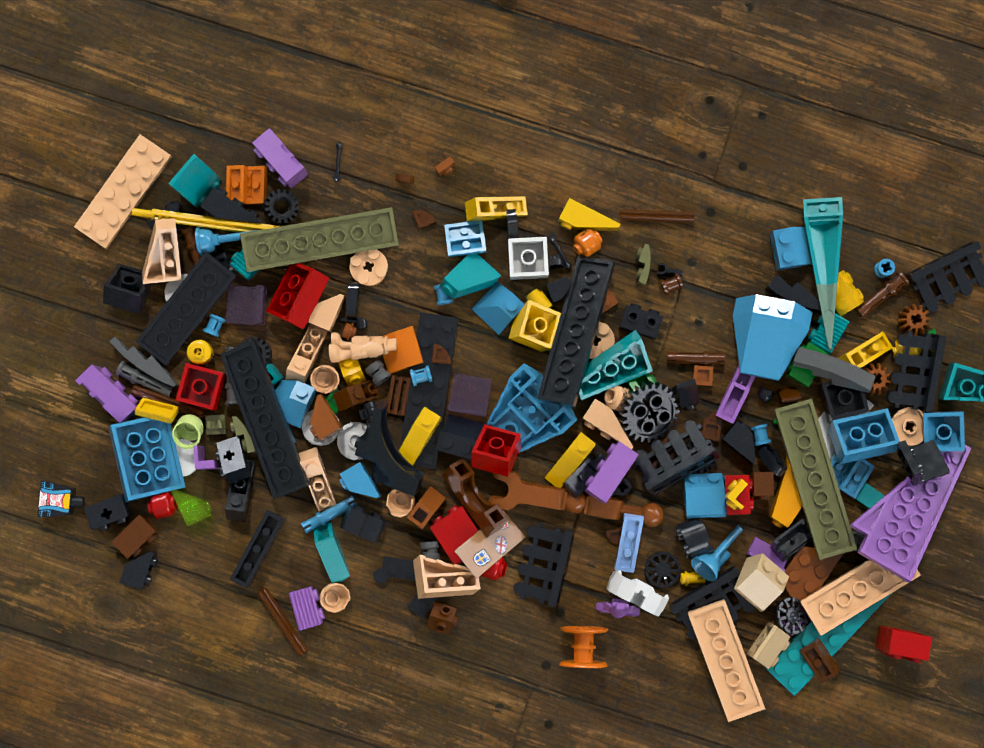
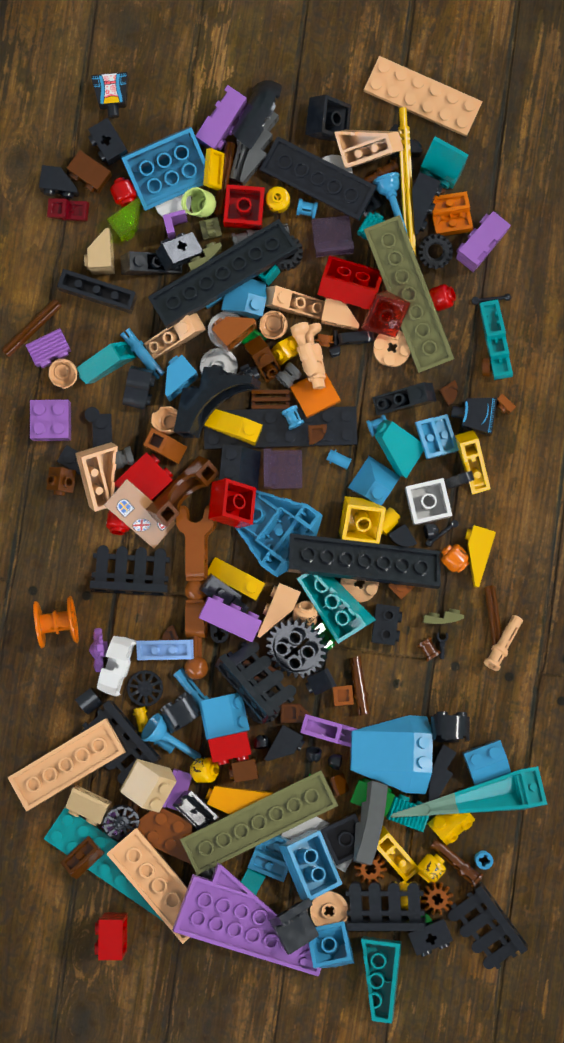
camera: 80 degrees right, 0 degrees up
(104, 354) = (257, 110): none -> black brick
(169, 564) = (68, 210): none -> dark red slope
(222, 539) = (101, 254): none -> tan slope
(327, 207) = (442, 297): none -> red head
(336, 265) = (386, 314): none -> clear red slope
(379, 164) = (496, 339): none -> teal slope
(379, 618) = (50, 420): none -> medium lavender brick
(421, 263) = (405, 398): none -> black slope
(450, 195) = (476, 414): none -> black torso
(468, 340) = (338, 459): none -> dark azure pin
(666, 627) = (89, 701): none -> black brick
(668, 524) = (189, 686): none -> dark azure pin
(684, 214) = (500, 650): none -> light nougat pin
(734, 463) = (261, 742): none -> black hinge
(735, 489) = (234, 742): yellow bracket -> none
(753, 276) = (450, 727): none -> black brick
(754, 524) = (204, 770): none -> yellow head
(755, 414) = (313, 754): none -> black hinge
(760, 434) = (294, 762): dark azure bush -> none
(772, 460) = (271, 778): black beam -> none
(884, 319) = (431, 868): none -> yellow head
(955, 323) = (436, 927): none -> black brick

